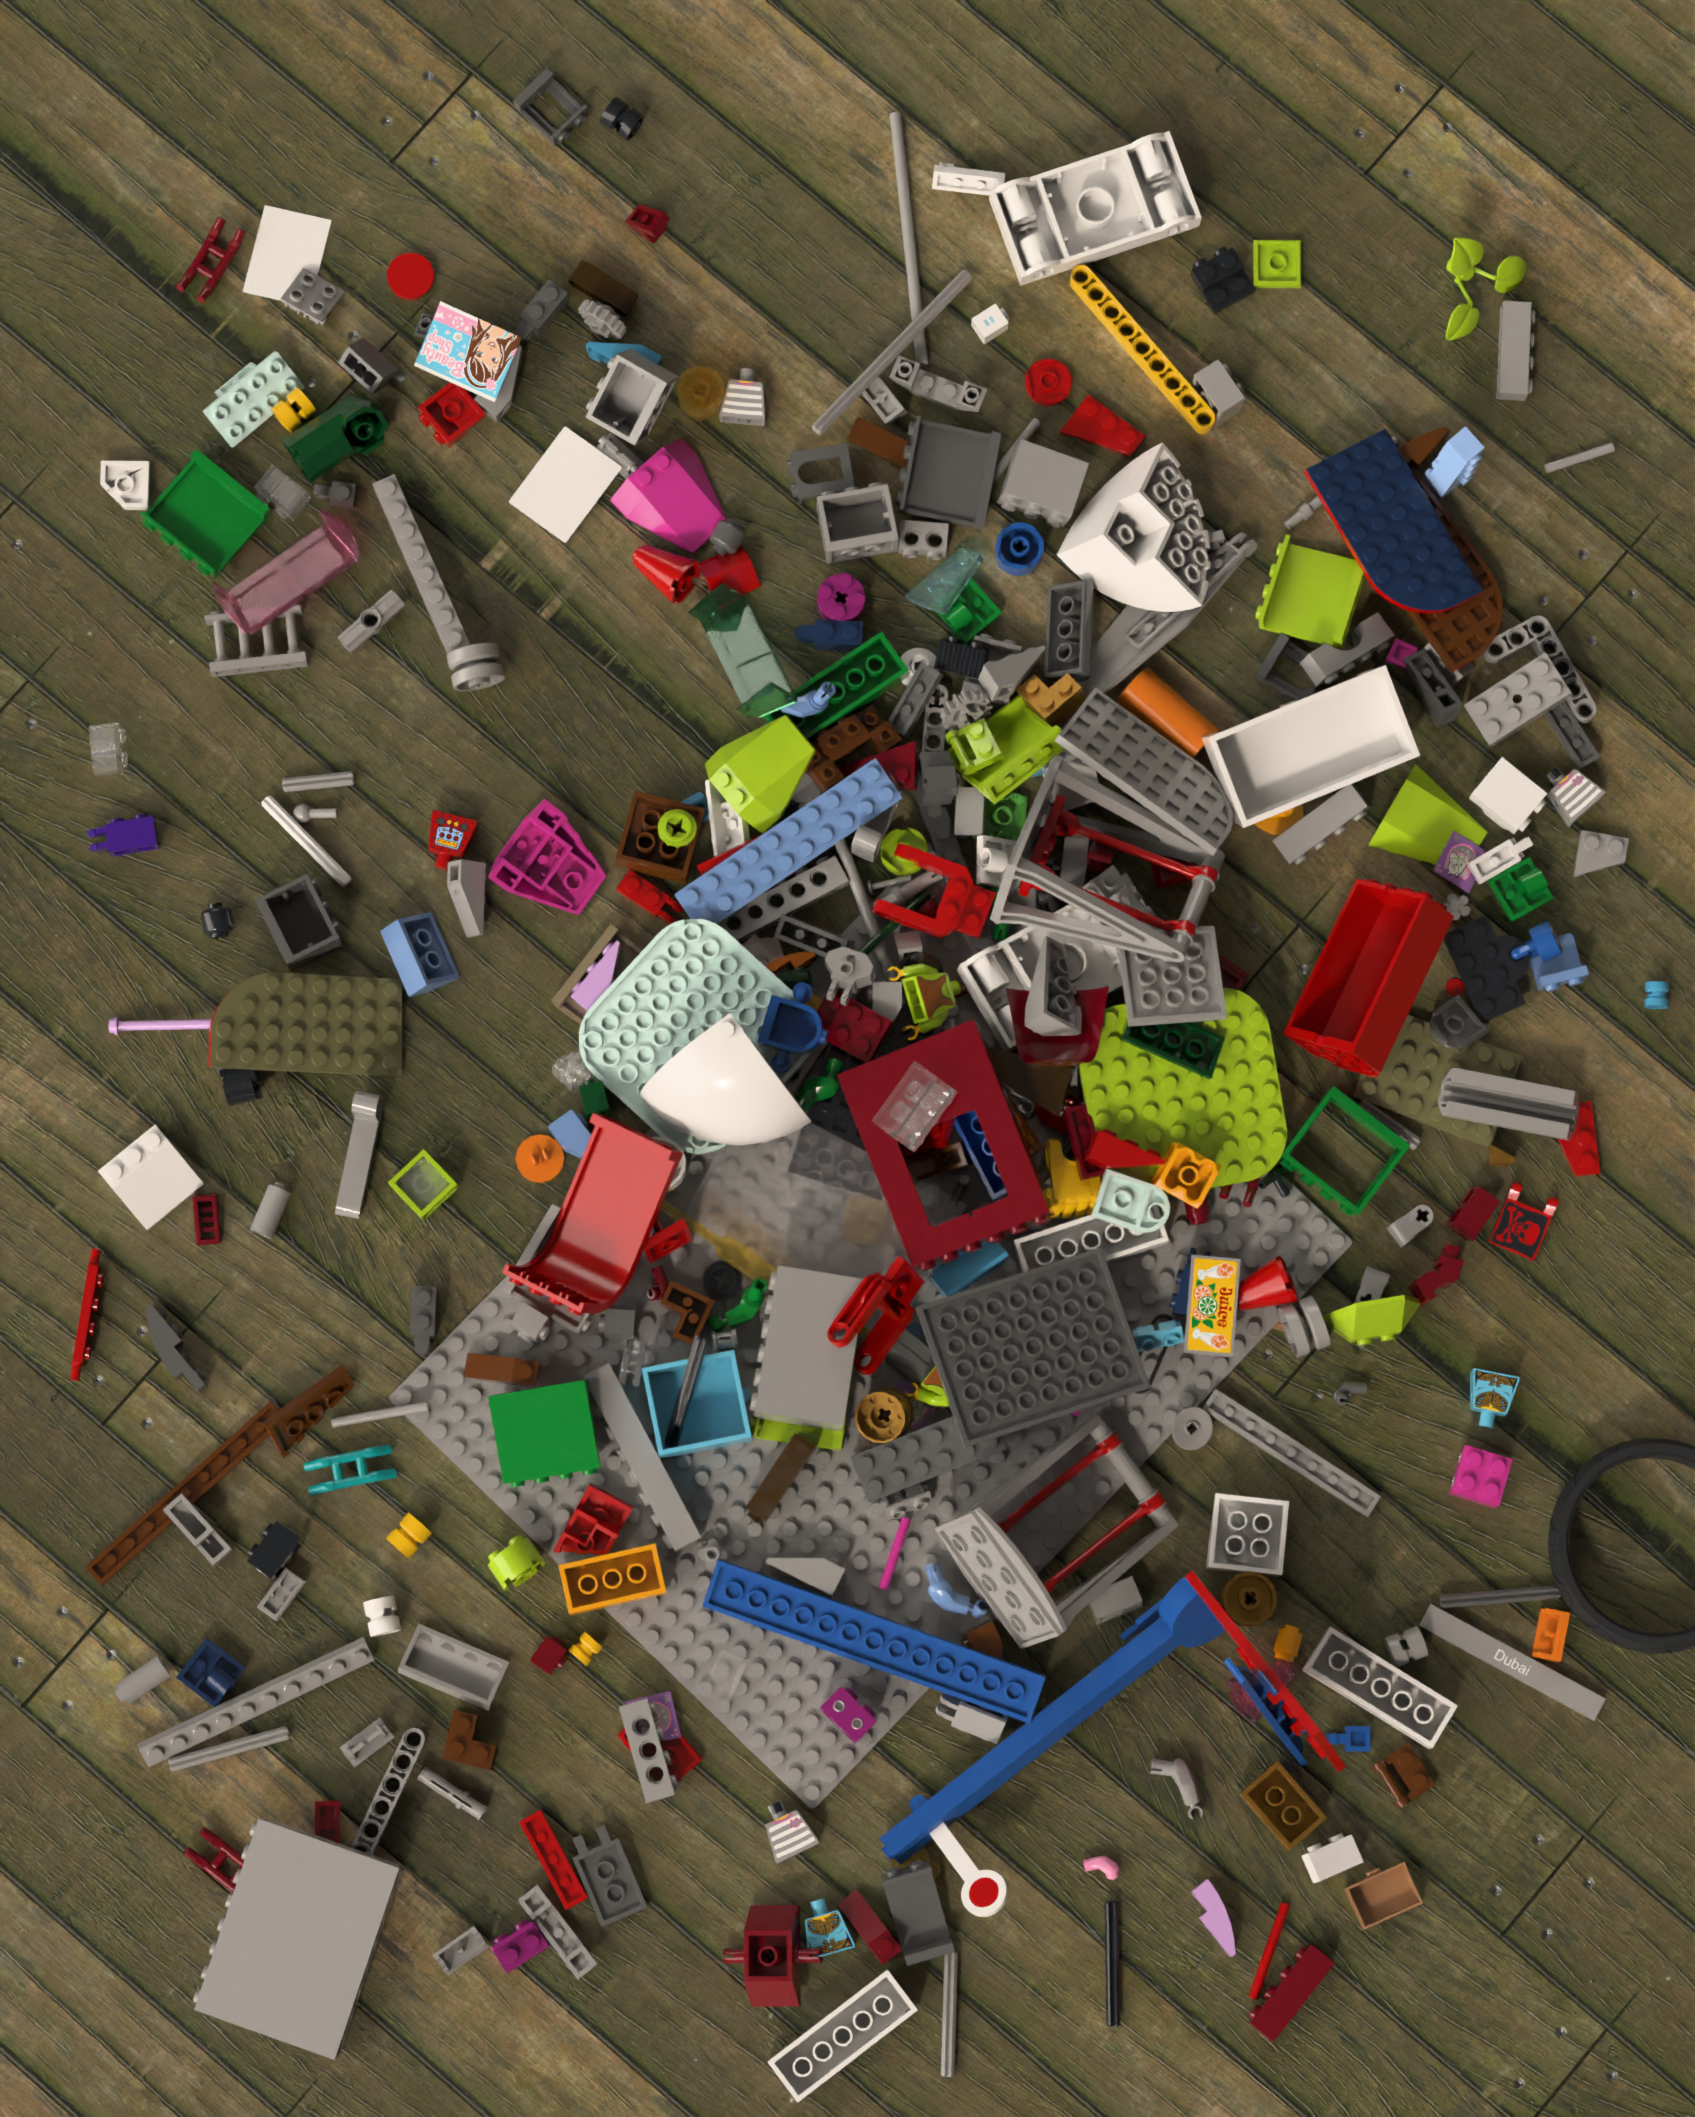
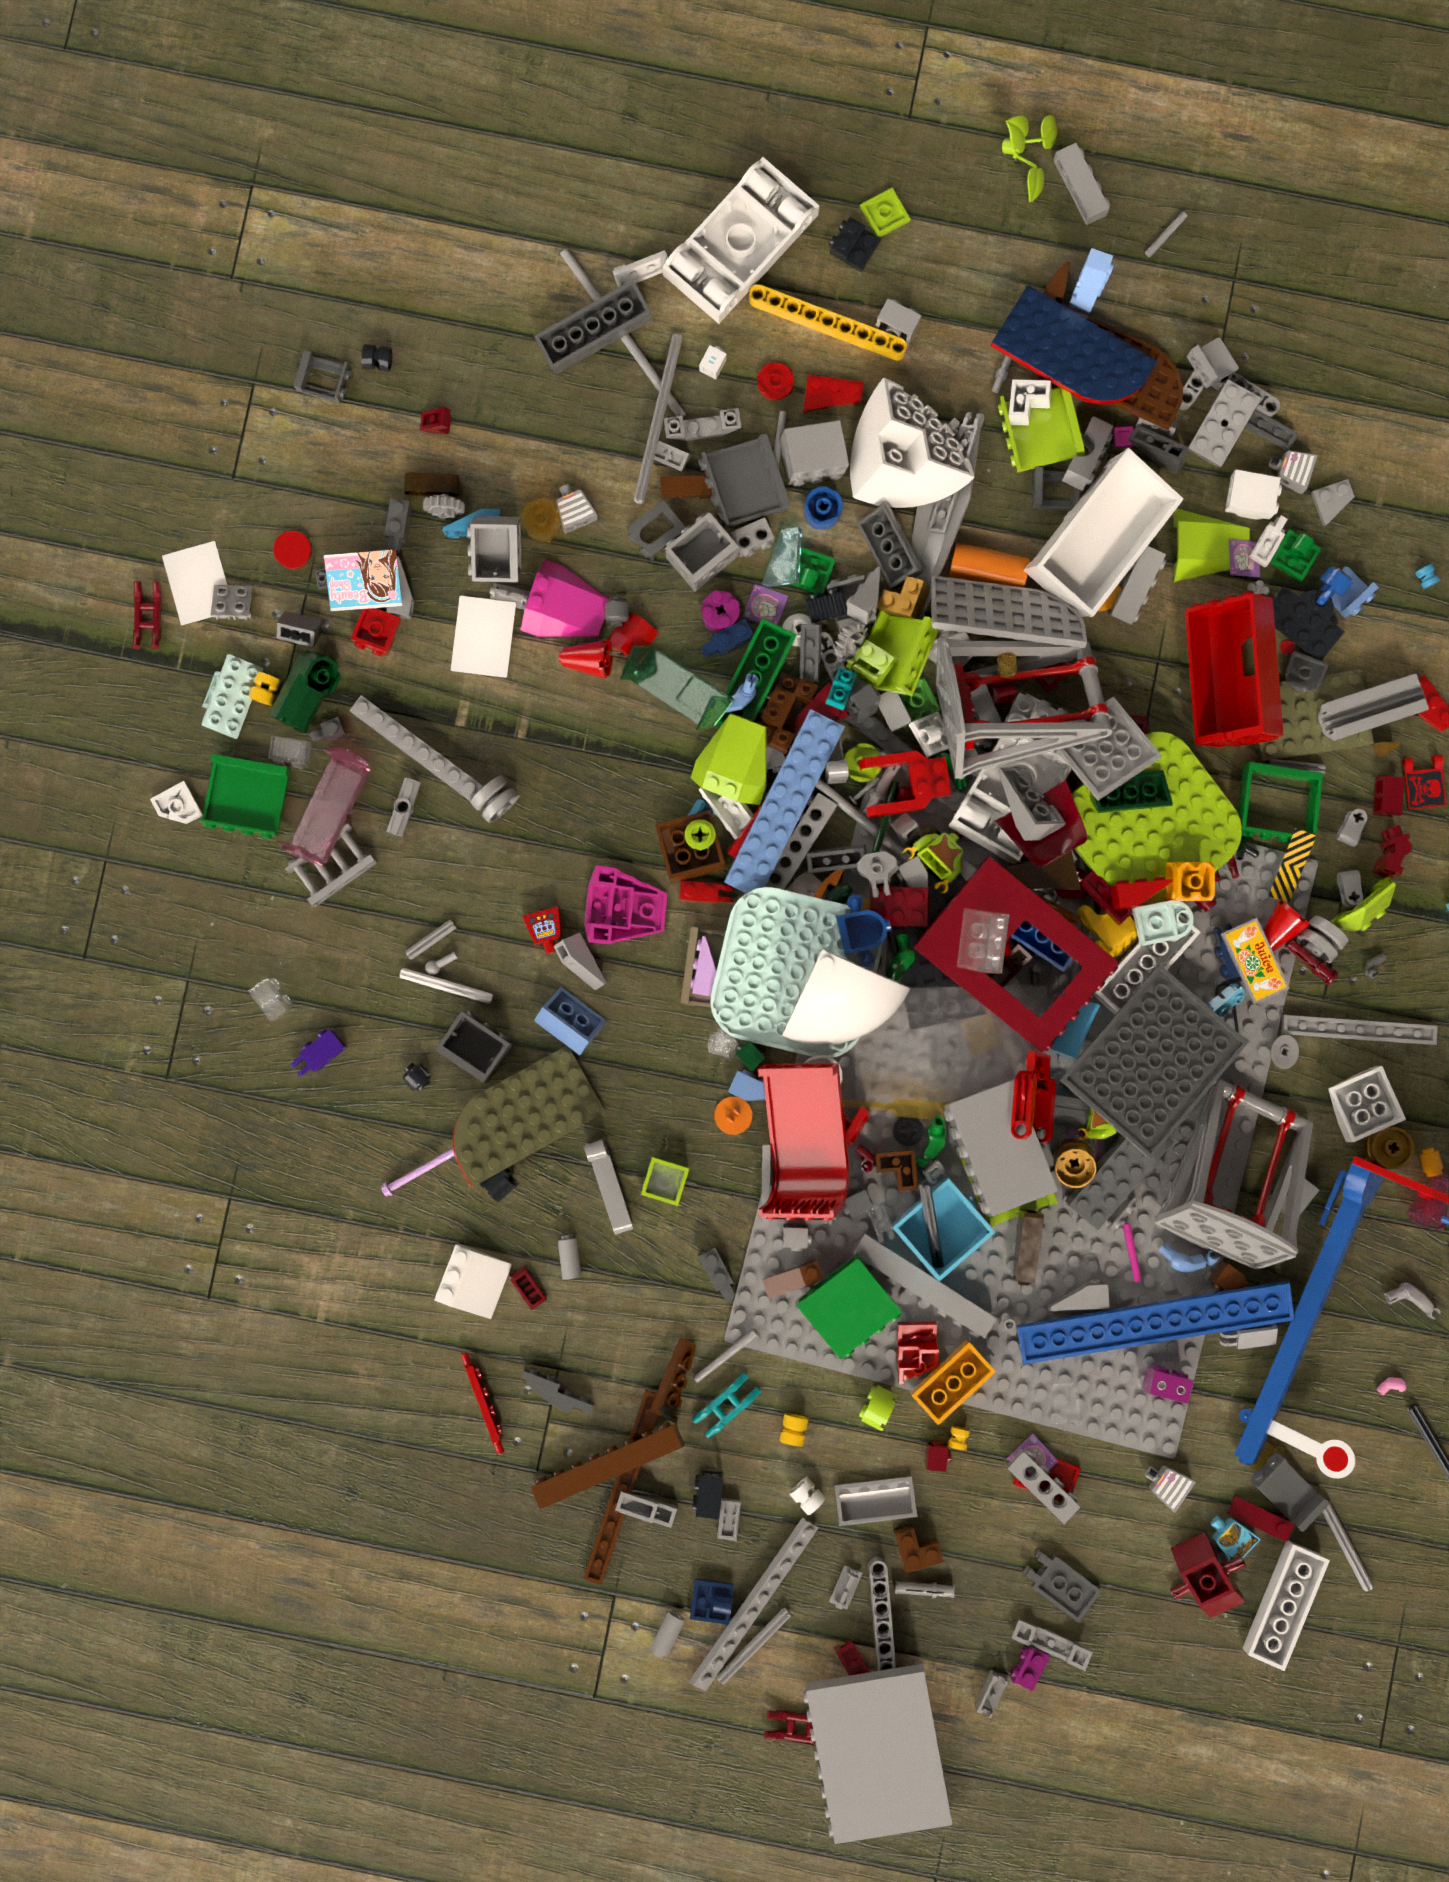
camera: 30 degrees left, 5 degrees up
(182, 1457) = (608, 1465): none -> reddish brown brick
(553, 1859) = (1019, 1595): red plate -> none
(878, 215) = (594, 327): none -> dark grey brick
(896, 621) = (765, 604): none -> sticker
(922, 754) = (841, 688): none -> teal slope
(1116, 827) = (1007, 664): none -> clear yellow wheel
(1283, 1355) = (1317, 966): none -> dark red pin
(1313, 549) = (1028, 395): none -> white brick
(1317, 1228) = (1292, 865): none -> sticker
(1544, 625) = (1212, 362): none -> light grey bracket

